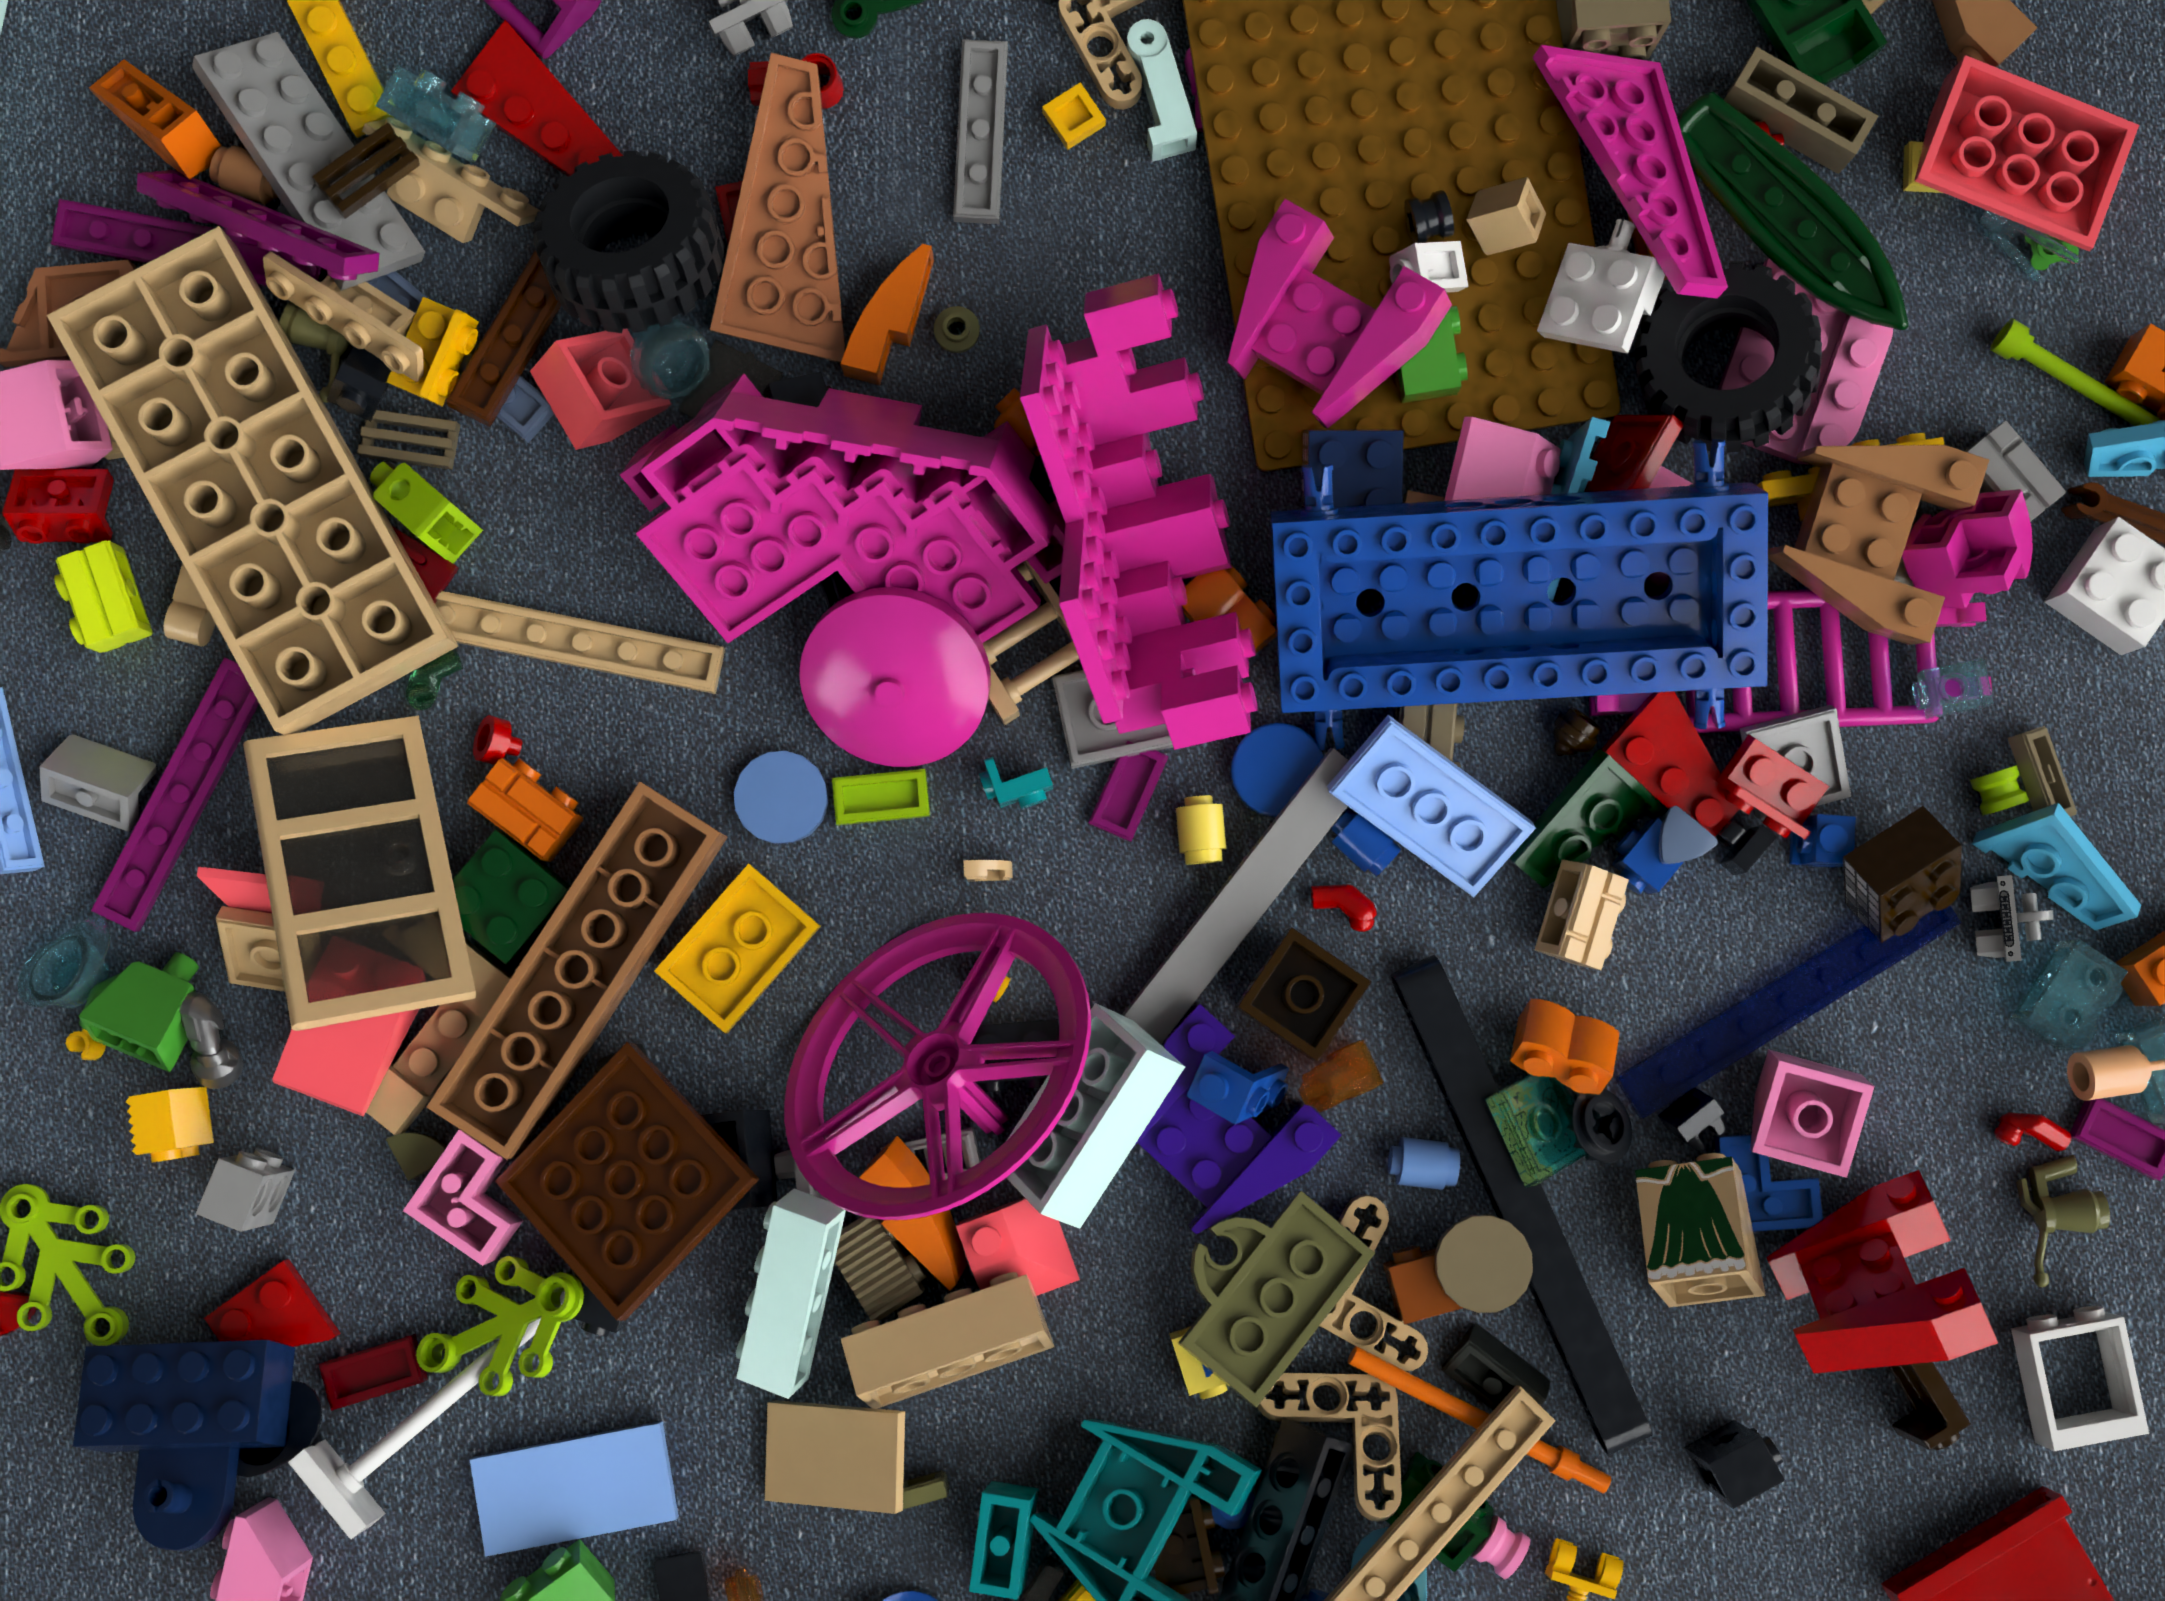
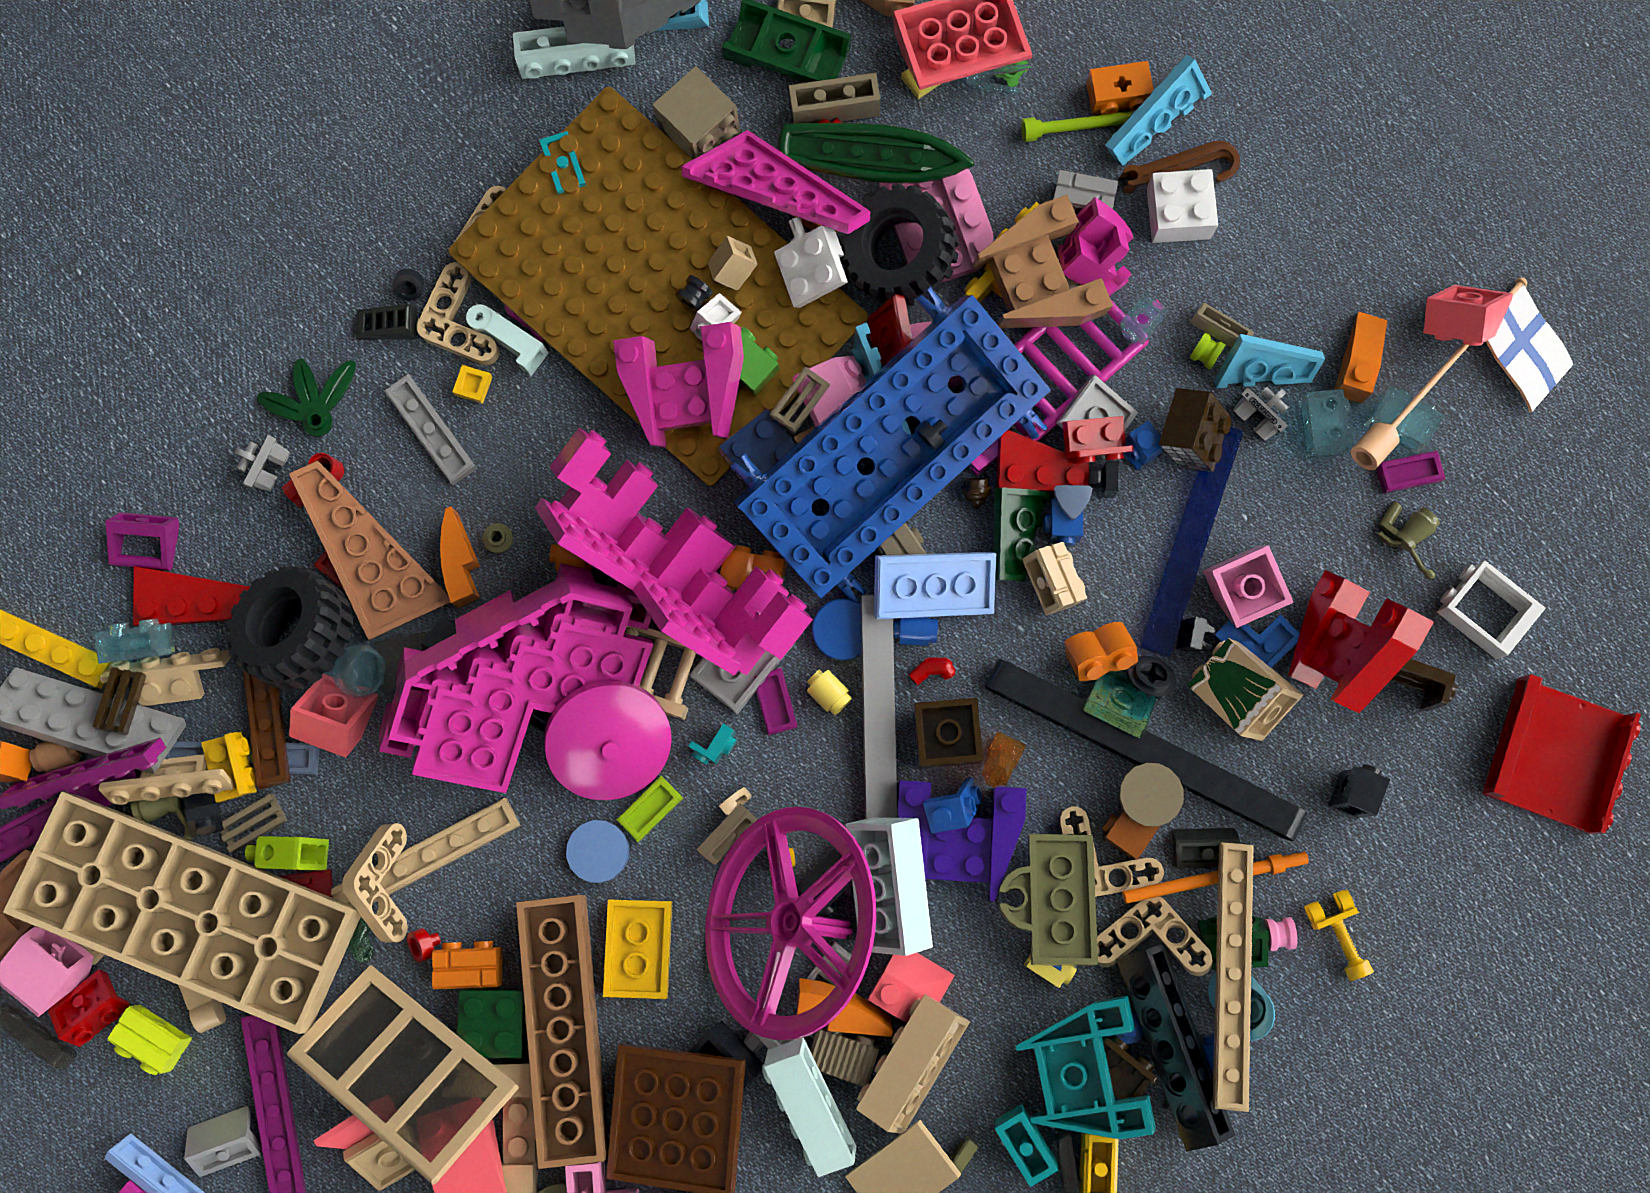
camera: 30 degrees left, 5 degrees down
(491, 619) = (370, 881): none -> tan beam
(946, 900) = (726, 834): none -> dark tan tile
(1412, 463) = (784, 421): none -> dark tan tile
(1424, 1163) = (1080, 769): medium blue brick -> none
(1576, 622) = (931, 434): none -> black tile
(2014, 1125) = (1365, 500): red arm -> none

